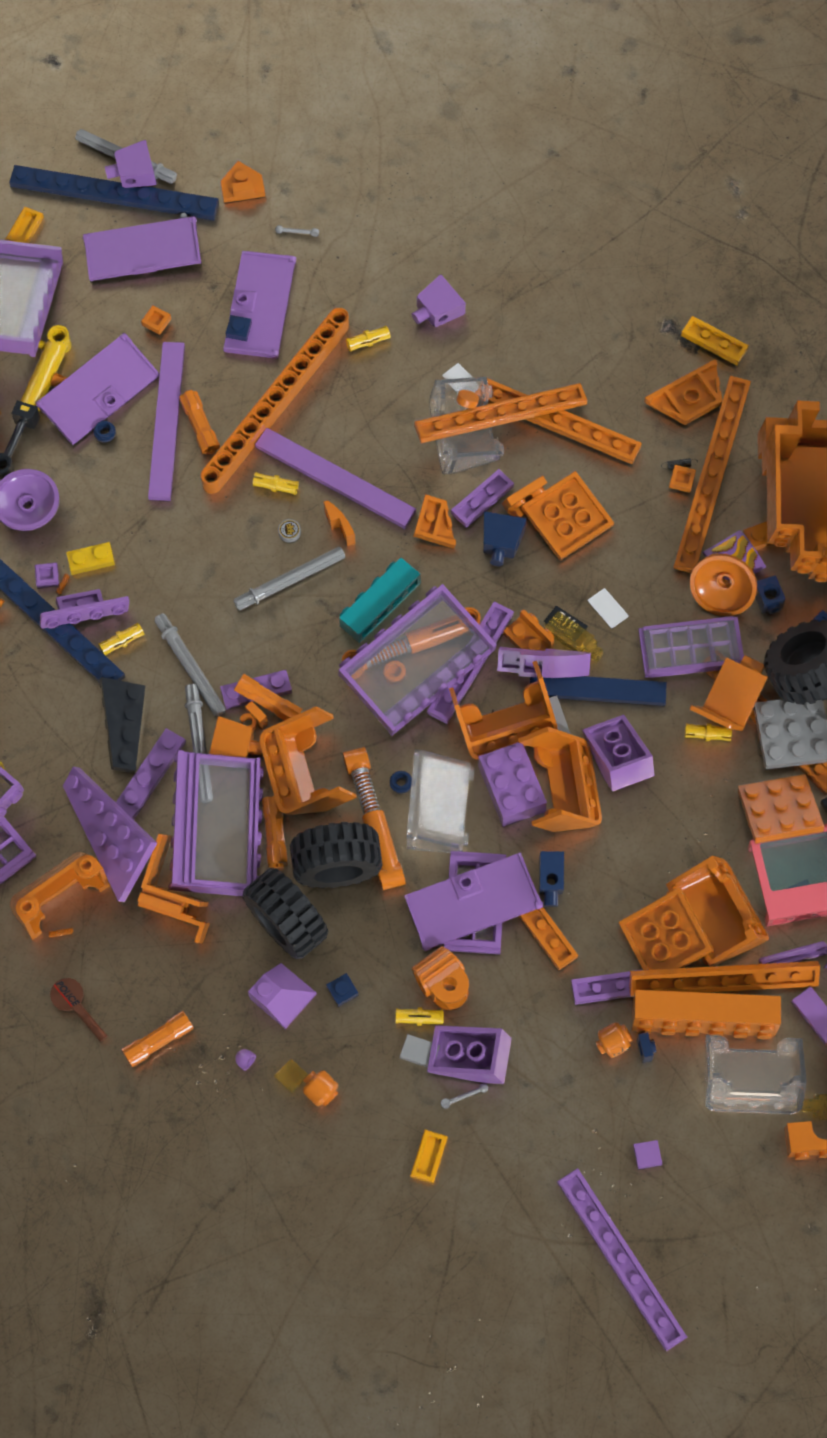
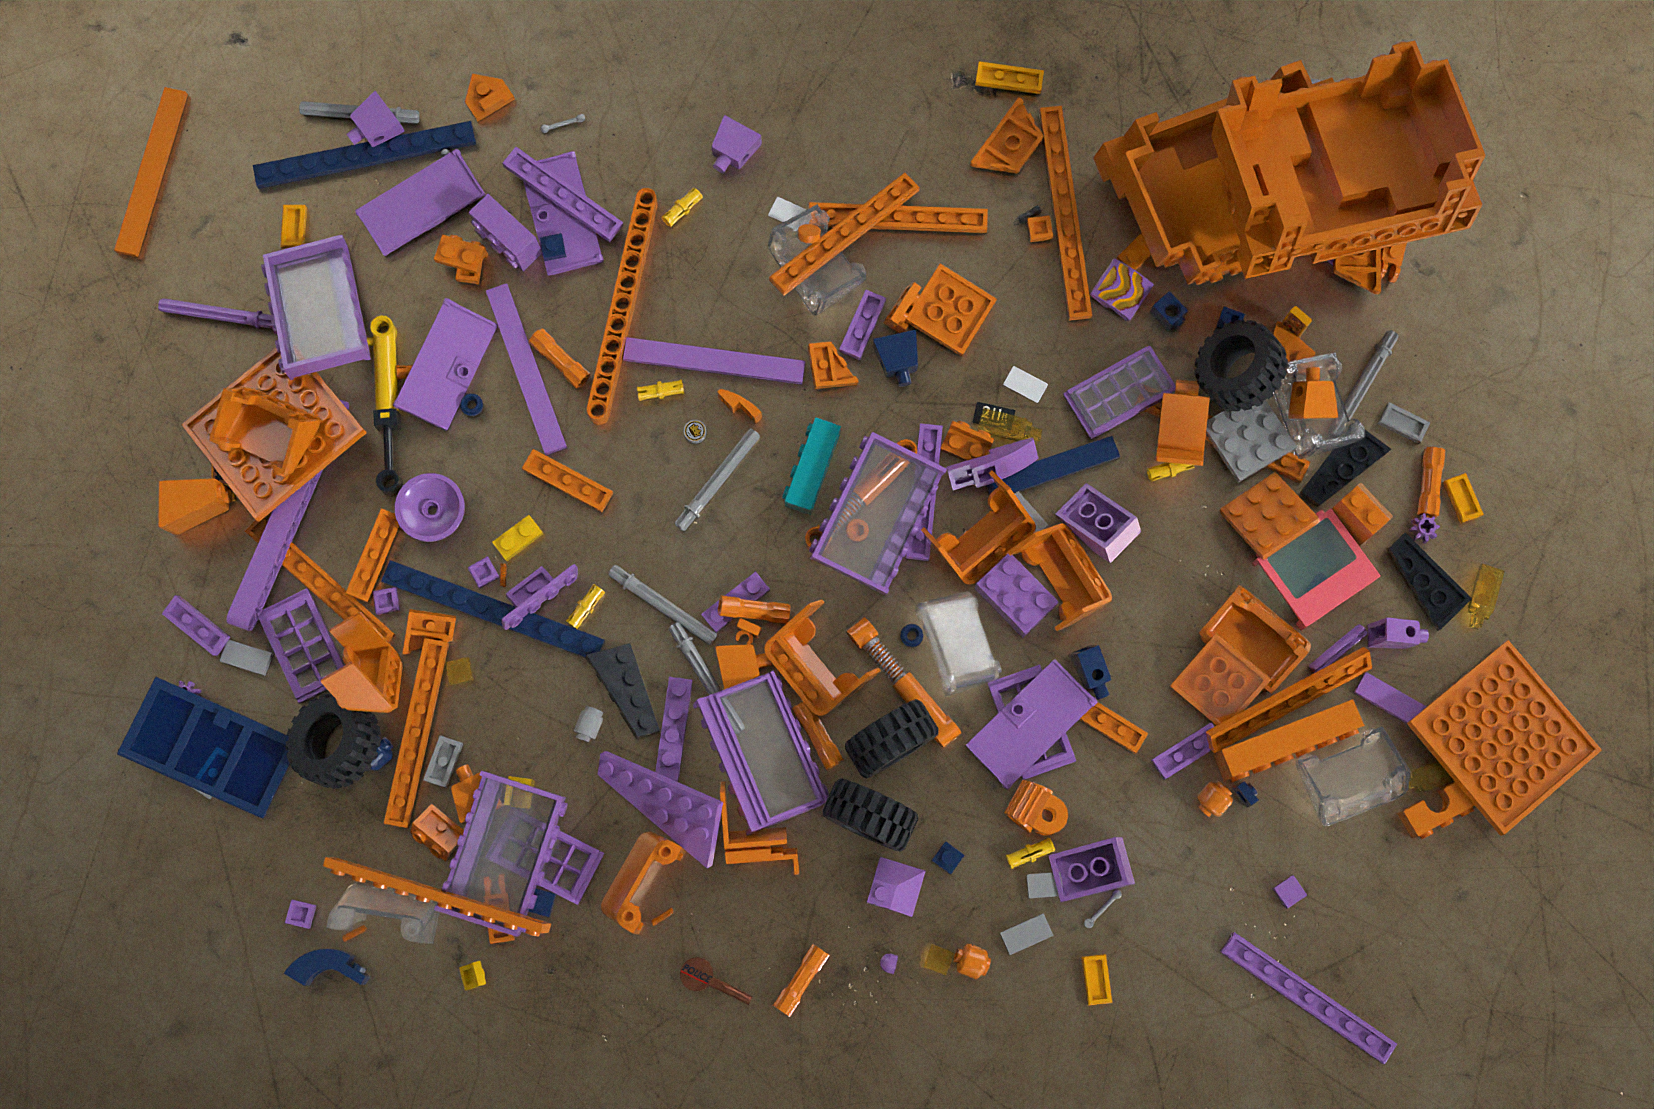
camera: 25 degrees left, 10 degrees up
(75, 738) = (588, 724): none -> light grey brick
(155, 302) = (460, 254): none -> orange bracket
(157, 527) = (567, 480): none -> orange plate
(201, 299) = (504, 233): none -> medium lavender brick
(268, 287) = (562, 194): none -> medium lavender plate
(382, 1088) = (1026, 934): none -> light grey tile
(722, 595) = (1127, 329): orange dish -> none

